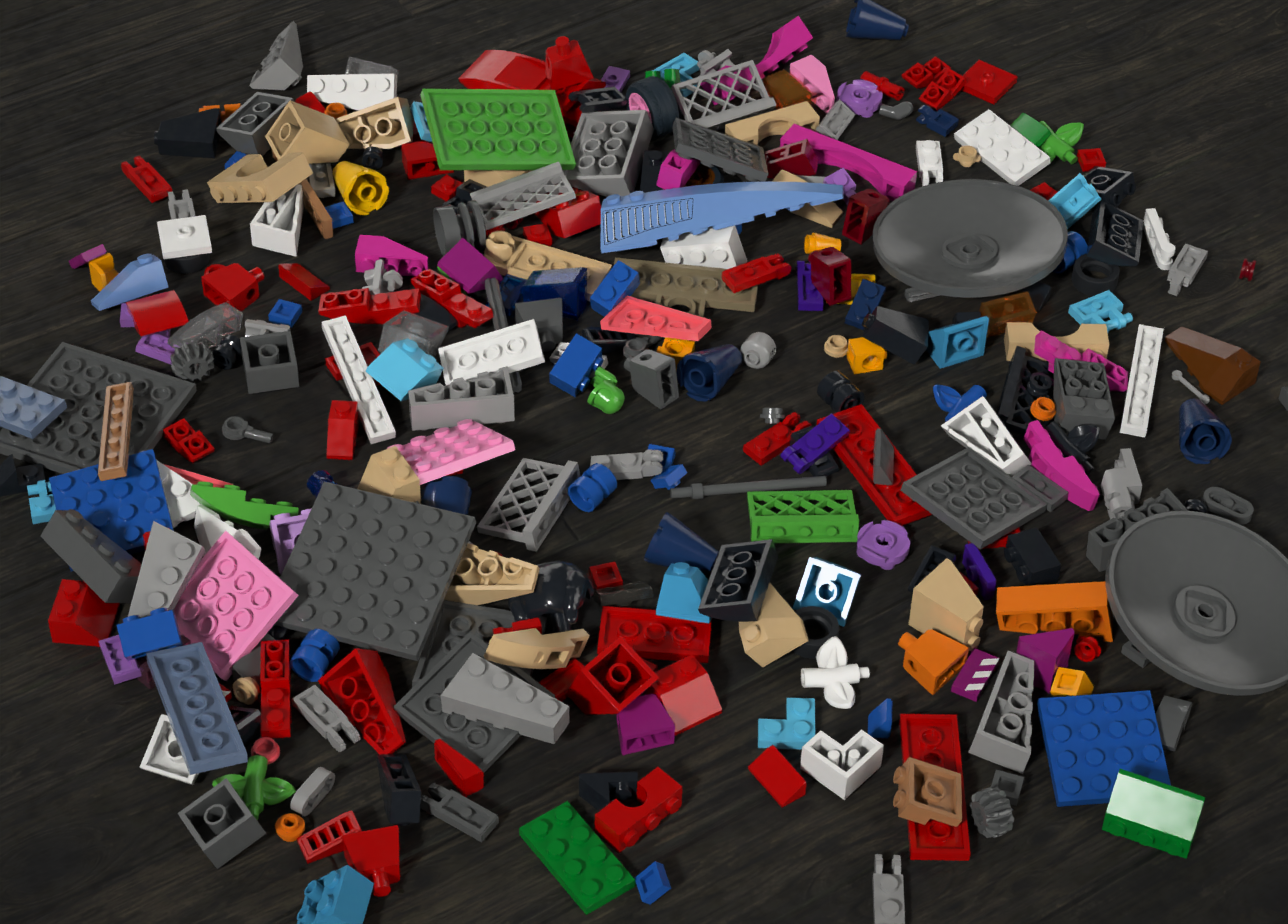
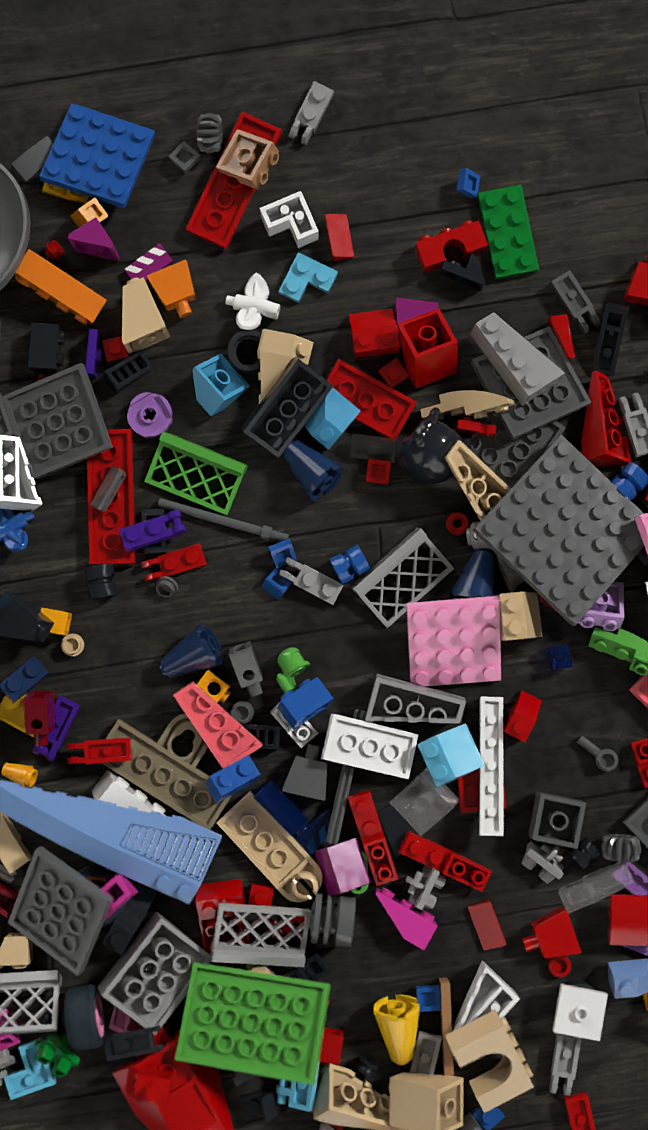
camera: 160 degrees left, 40 degrees up
(285, 313) = (519, 884): blue plate -> none
(561, 679) = (455, 383): red tile -> none
(616, 77) = (97, 1088): medium lavender plate -> none
(758, 350) = (141, 664): light grey head -> none
(881, 720) = (241, 252): blue slope -> none
(1006, 721) = (150, 211): light grey wedge -> none
(1153, 813) = (101, 81): slope -> none

